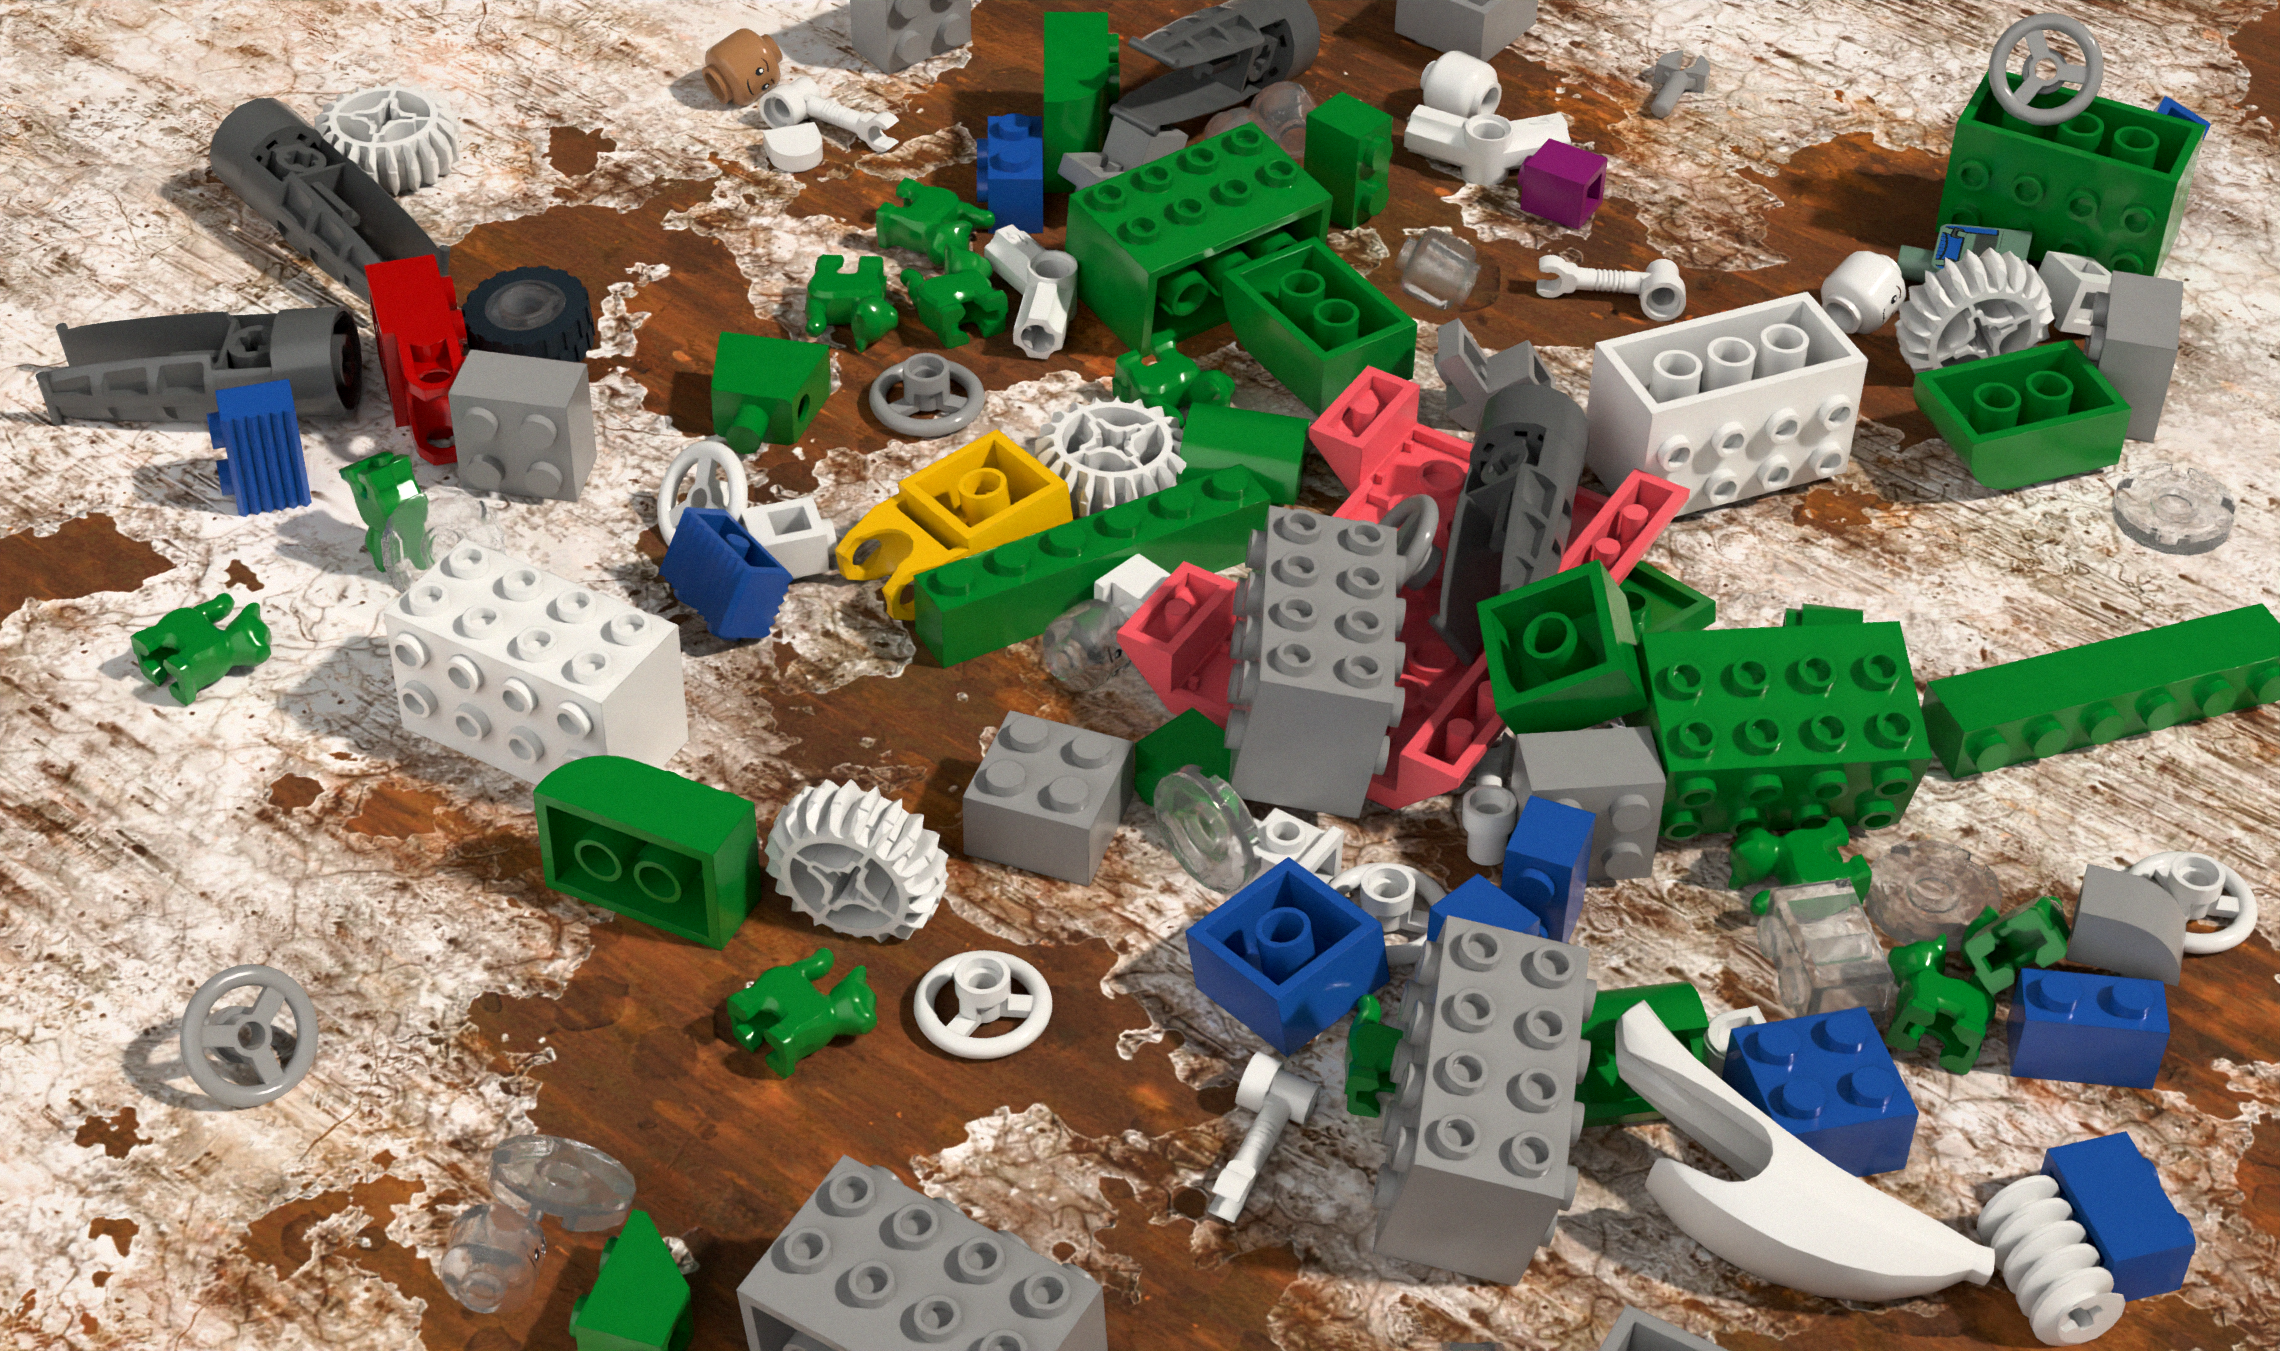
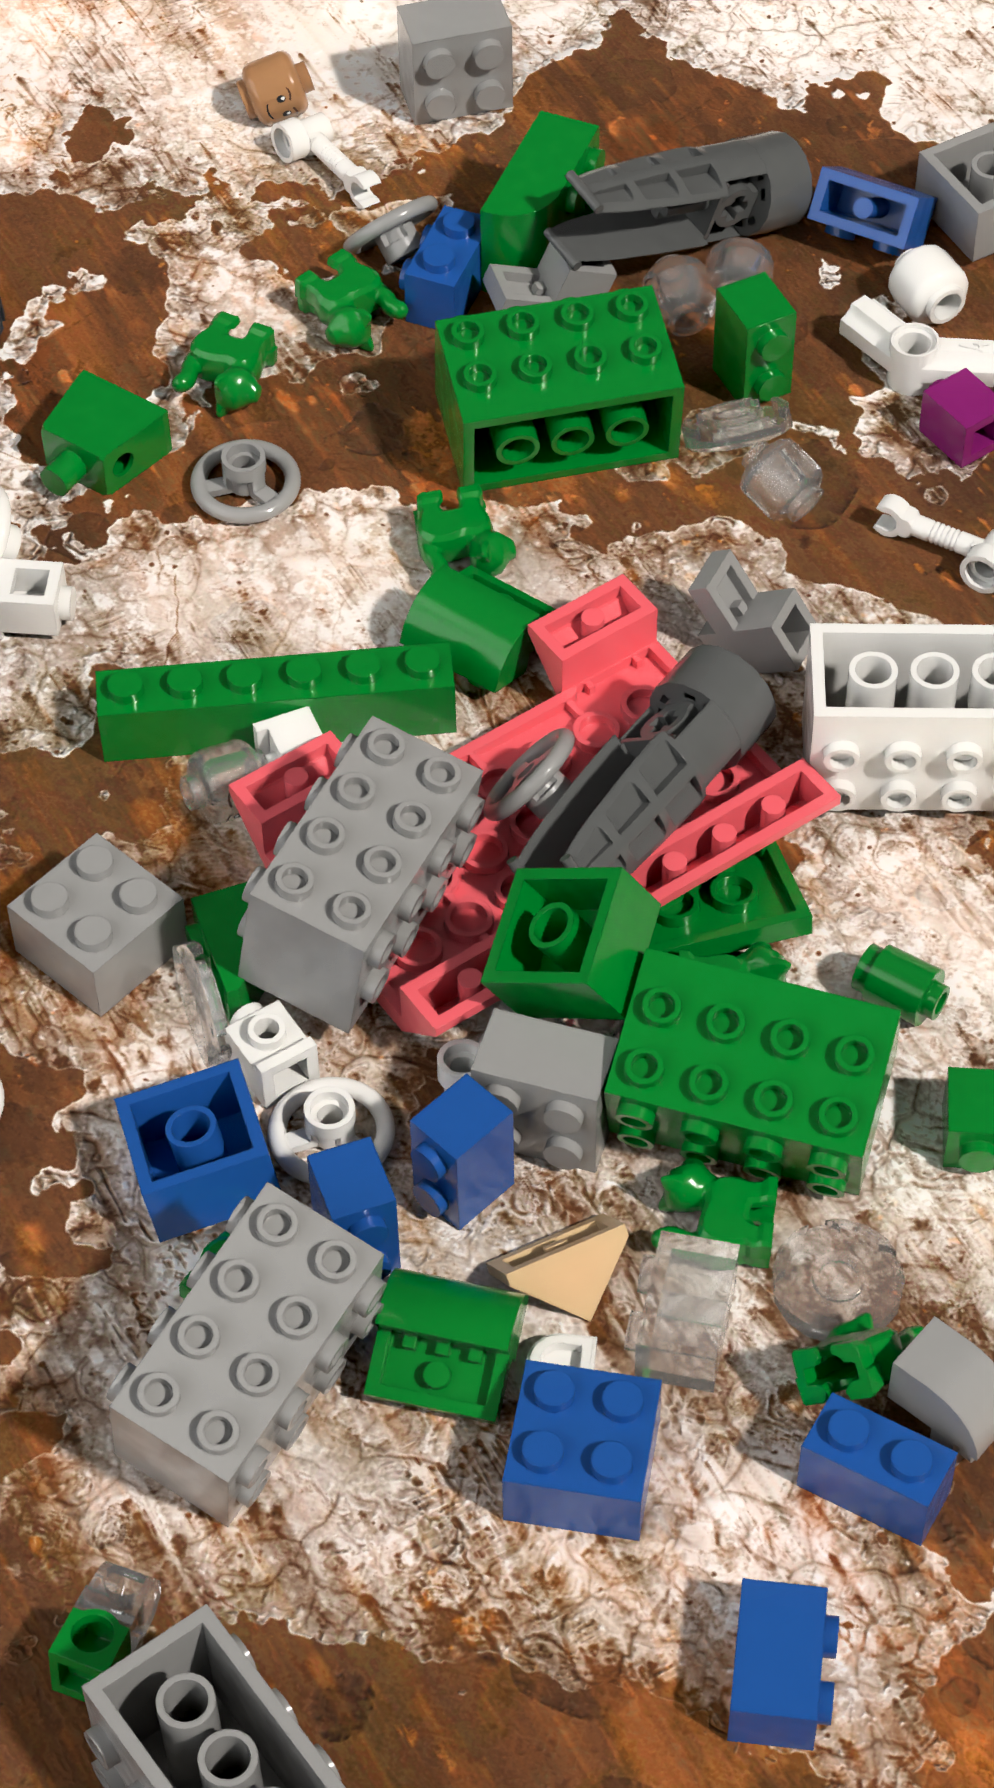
camera: 25 degrees right, 10 degrees up
(794, 147) = (281, 183): white tile -> none
(943, 155) = (393, 231): none -> light grey piece
(955, 510) = (175, 616): yellow brick -> none
(958, 297) = (326, 387): green animal -> none
(1047, 284) = (408, 407): white piece -> none
(1111, 452) = (325, 589): white gear -> none
(1276, 1098) = (124, 1275): white brick -> none
(1316, 322) = (623, 508): green brick -> none
(1371, 235) = (736, 425): none -> clear tile
(1373, 39) = (871, 208): none -> blue brick
(1690, 947) = (566, 1267): none -> tan slope
(1794, 1211) = (472, 1553): white piece -> none
(1938, 1005) = (756, 1395): green animal -> none
(2049, 1263) = (682, 1684): white piece -> none

